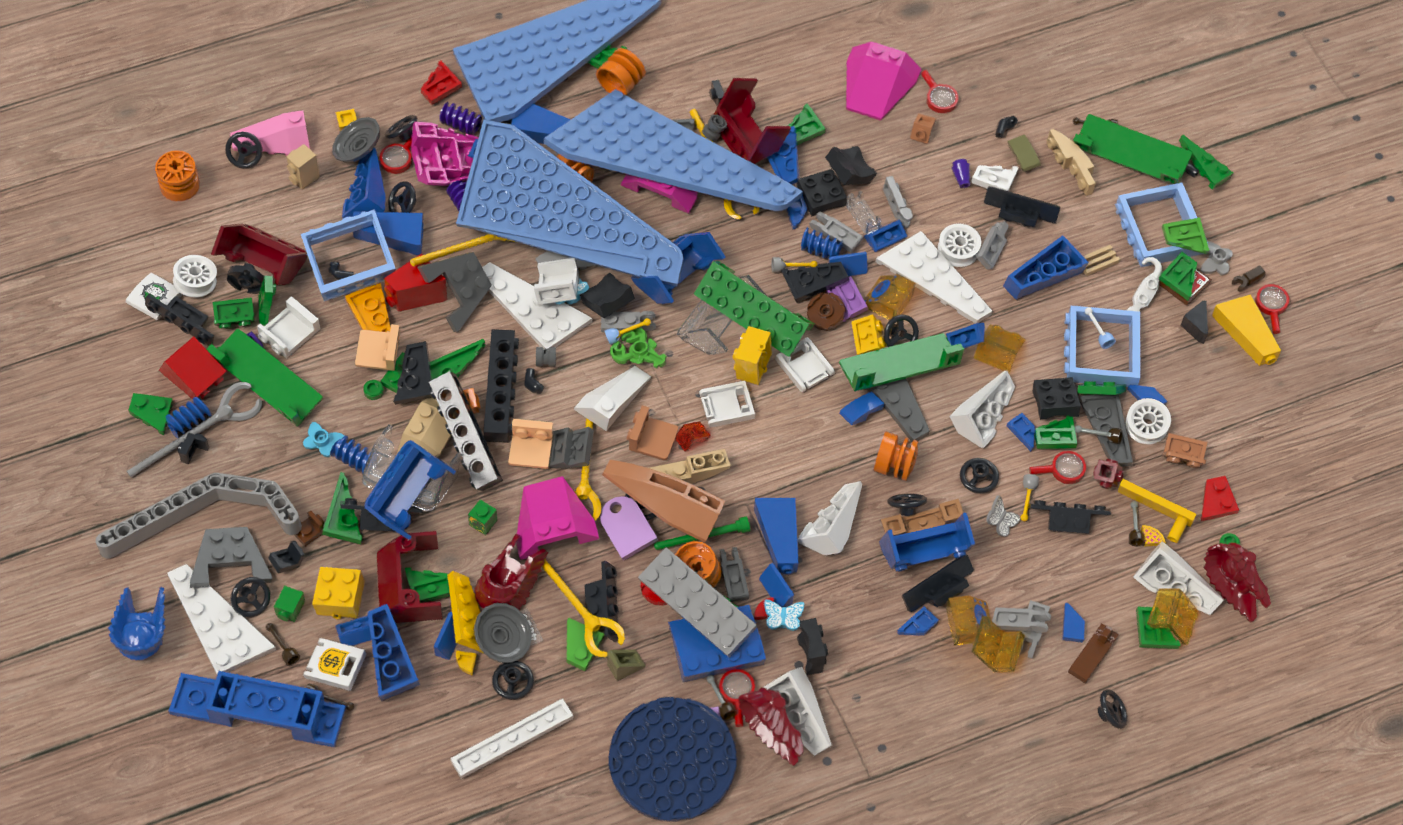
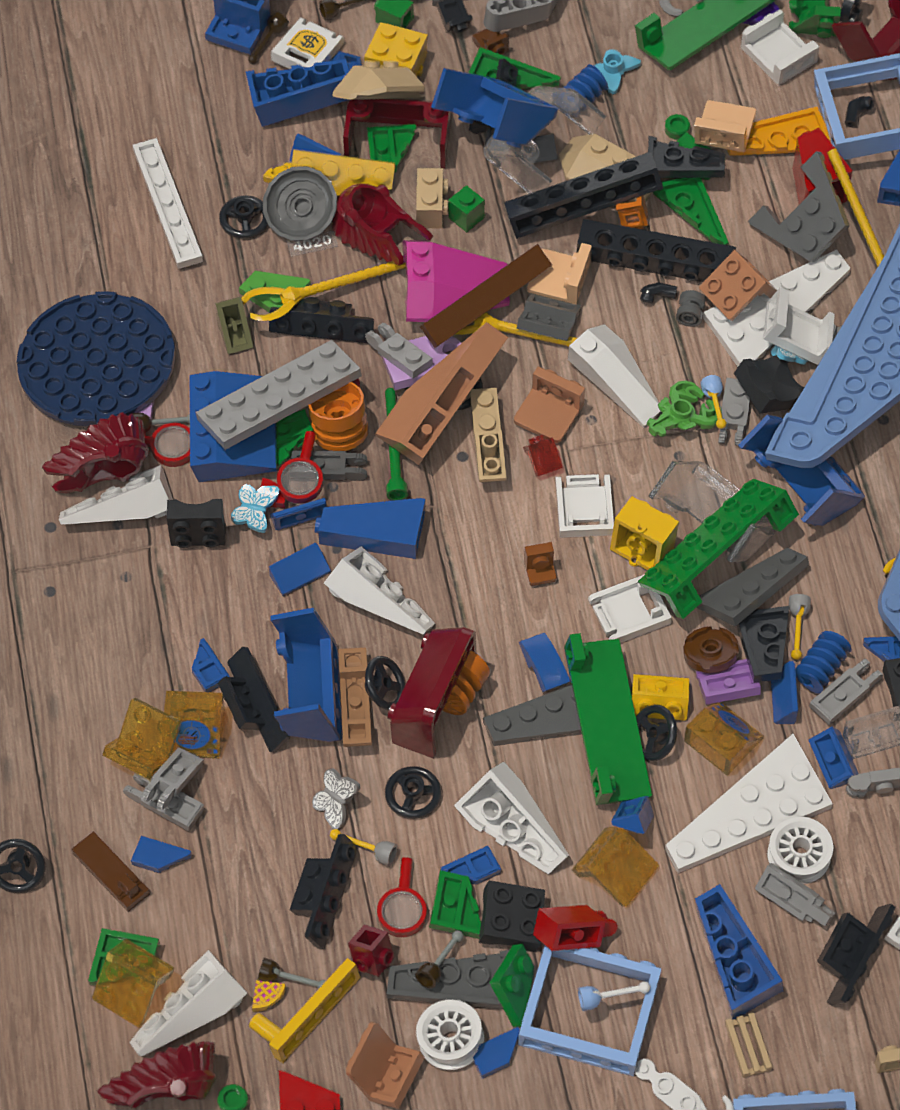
camera: 105 degrees right, 0 degrees up
(390, 582) = (379, 82): none -> tan wedge
(477, 544) = (430, 202): none -> tan brick
(528, 324) = (735, 285): none -> nougat bracket
(568, 485) = (485, 296): none -> reddish brown tile
(627, 539) = (399, 351): none -> light grey hinge
(753, 586) = (301, 478): none -> piece
(776, 289) = (748, 590): none -> dark grey wing
(786, 421) = (539, 563): none -> dark orange bracket
(825, 578) = (299, 569): none -> blue slope
(911, 454) = (429, 688): none -> dark red windscreen
(1060, 357) = (572, 927): none -> red hinge

